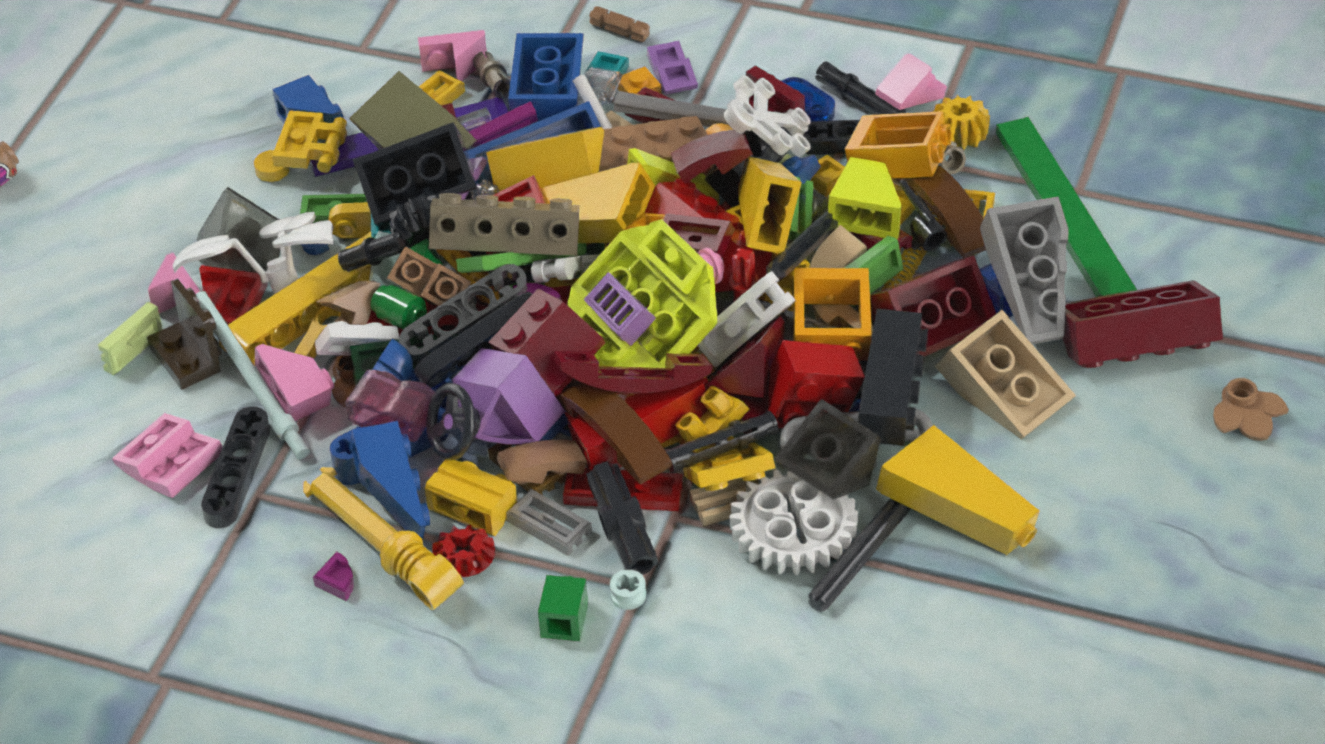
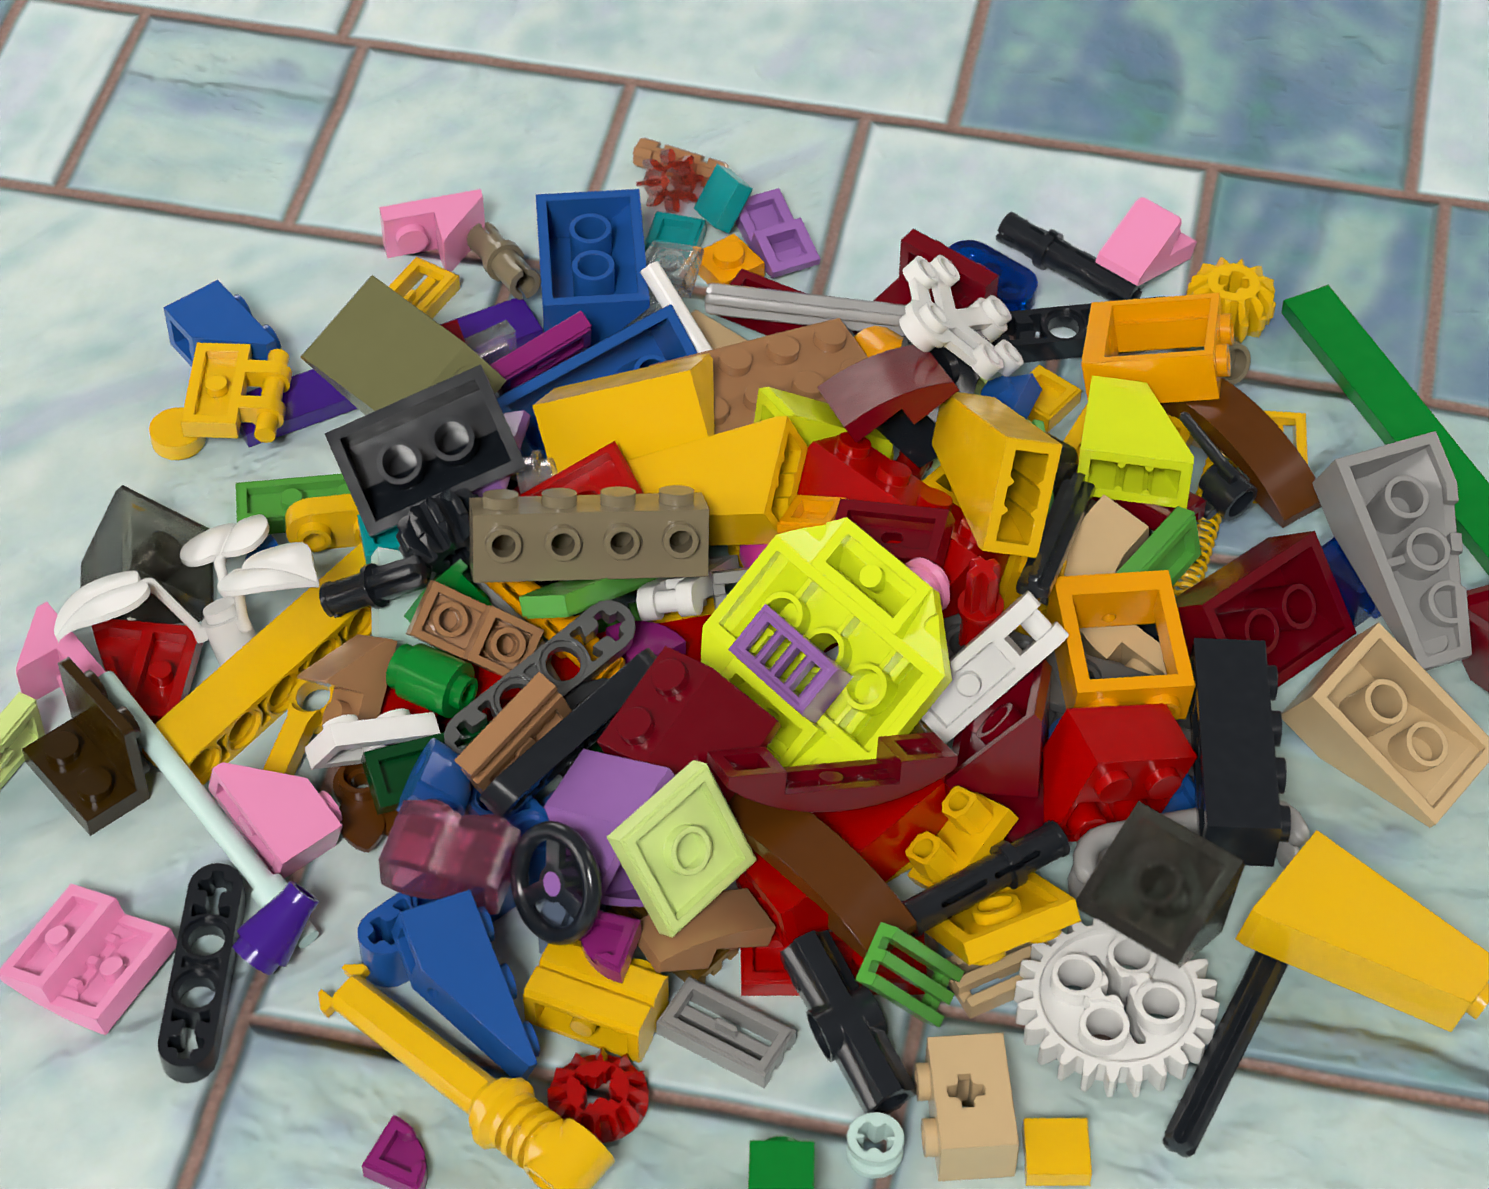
camera: 10 degrees left, 5 degrees up
(281, 444) = (275, 929): none -> dark purple cone
(437, 331) = (513, 731): none -> medium nougat plate
(482, 461) = (612, 944): none -> magenta tile
(530, 405) = (682, 848): none -> yellowish green tile
(617, 33) = (656, 181): none -> clear red gear
(640, 44) = (723, 198): none -> teal tile
(683, 505) = (934, 988): none -> bright green tile
(688, 571) = (984, 1135): none -> tan brick
(740, 601) = (1056, 1152): none -> yellow tile

